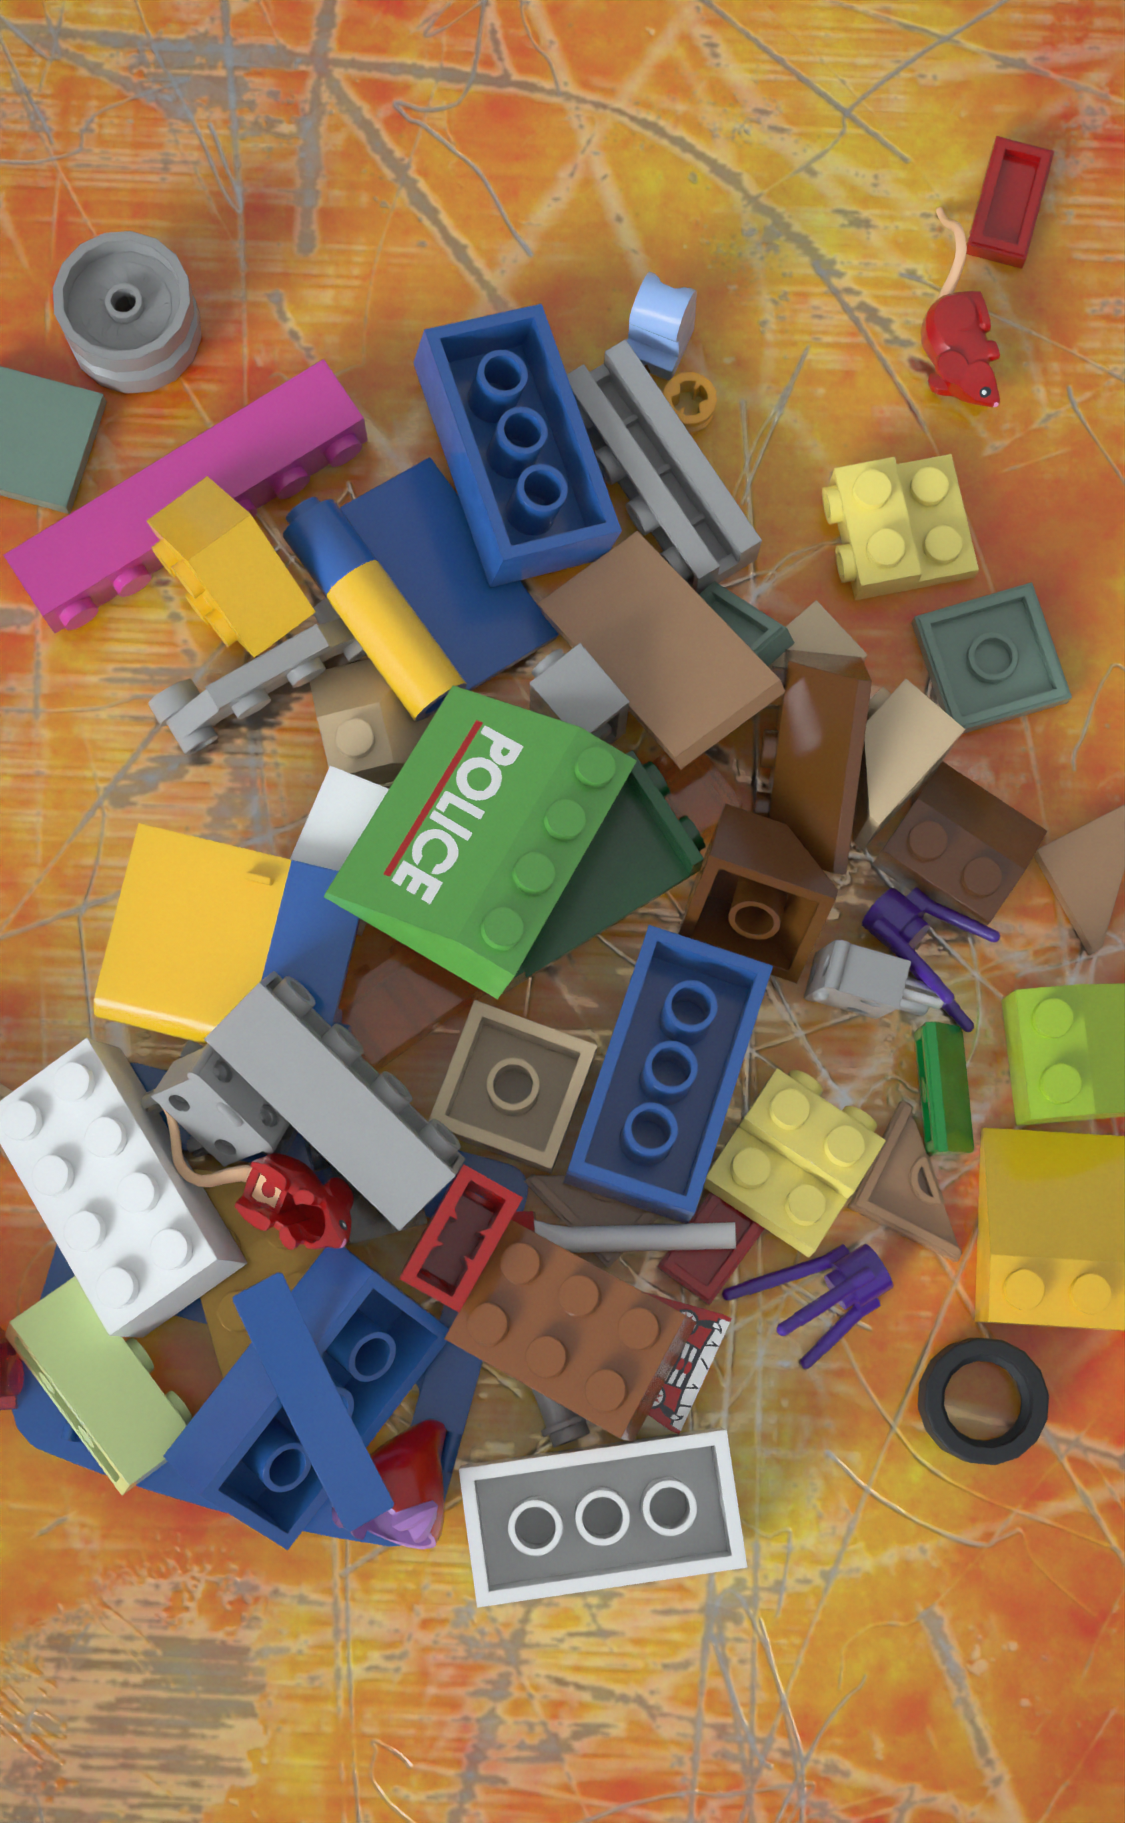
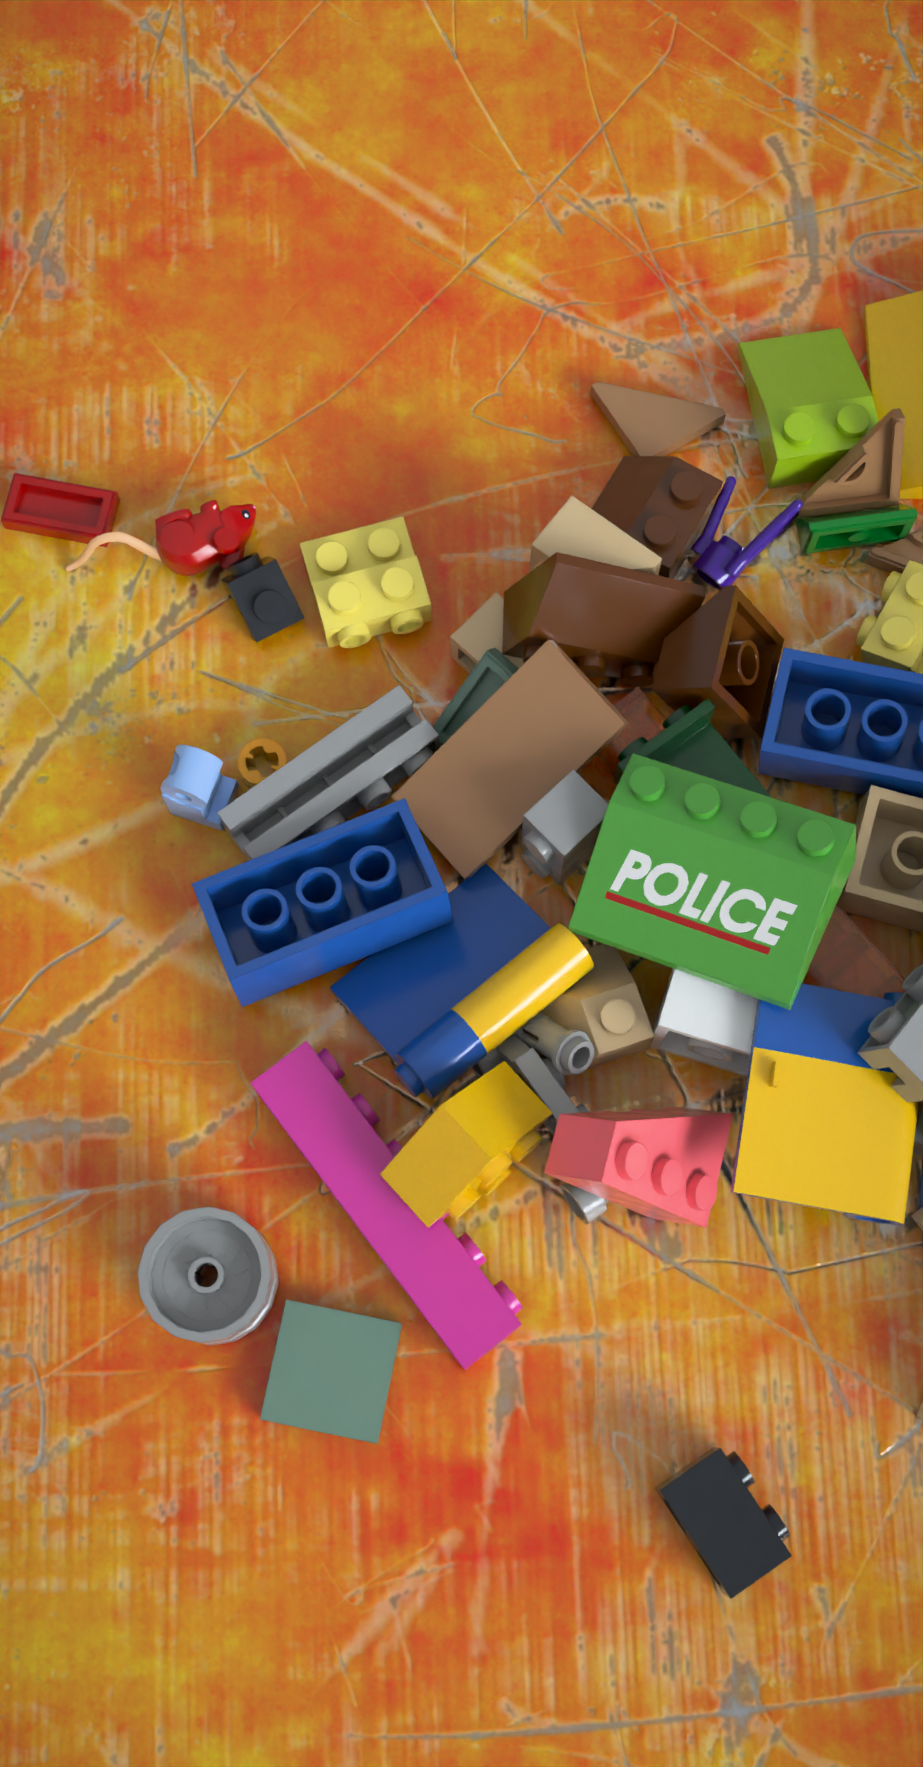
camera: 90 degrees left, 5 degrees down
(195, 745) = (644, 1159): none -> coral wedge
(323, 683) = (566, 1049): none -> light grey pin
(866, 982) = (782, 578): light grey piece -> none
(889, 408) = (262, 595): none -> black bracket
(991, 658) = (478, 506): sand green tile -> none
(994, 1094) = (864, 476): none -> medium nougat tile

